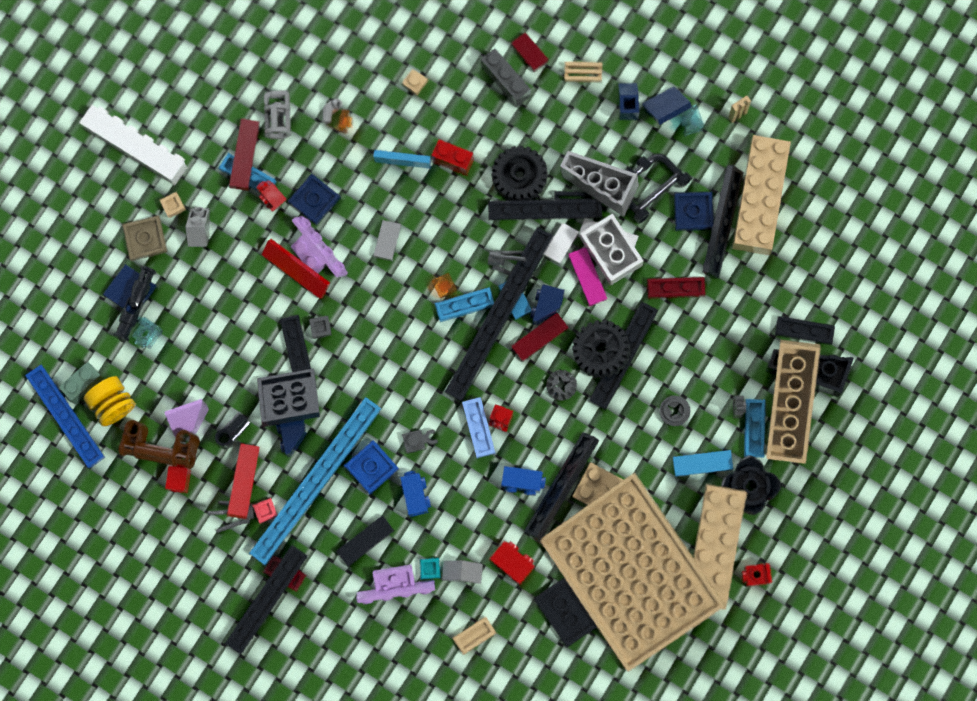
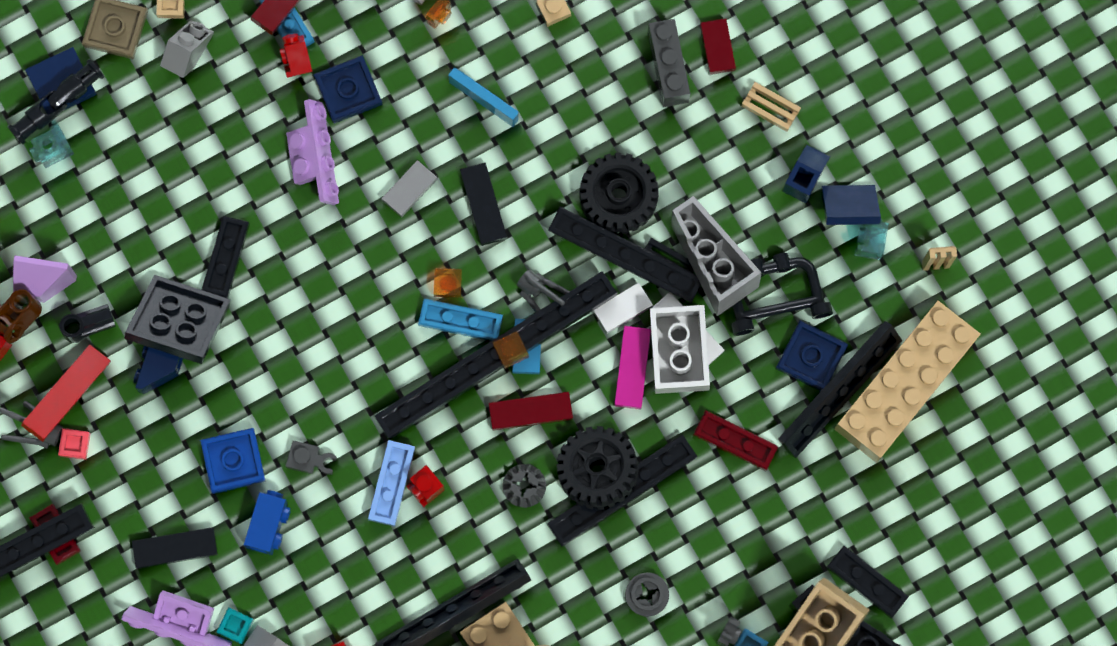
camera: 20 degrees right, 0 degrees up
(295, 268) = (276, 163): red tile -> none
(315, 481) = (154, 440): dark azure plate -> none
(320, 327) = (267, 253): dark grey plate -> none
(438, 225) = (483, 204): none -> black tile
(452, 157) = (547, 128): red brick -> none
(507, 305) = (511, 349): none -> clear orange plate
(522, 480) = (410, 578): blue brick -> none
(548, 304) = (564, 375): dark blue slope -> none

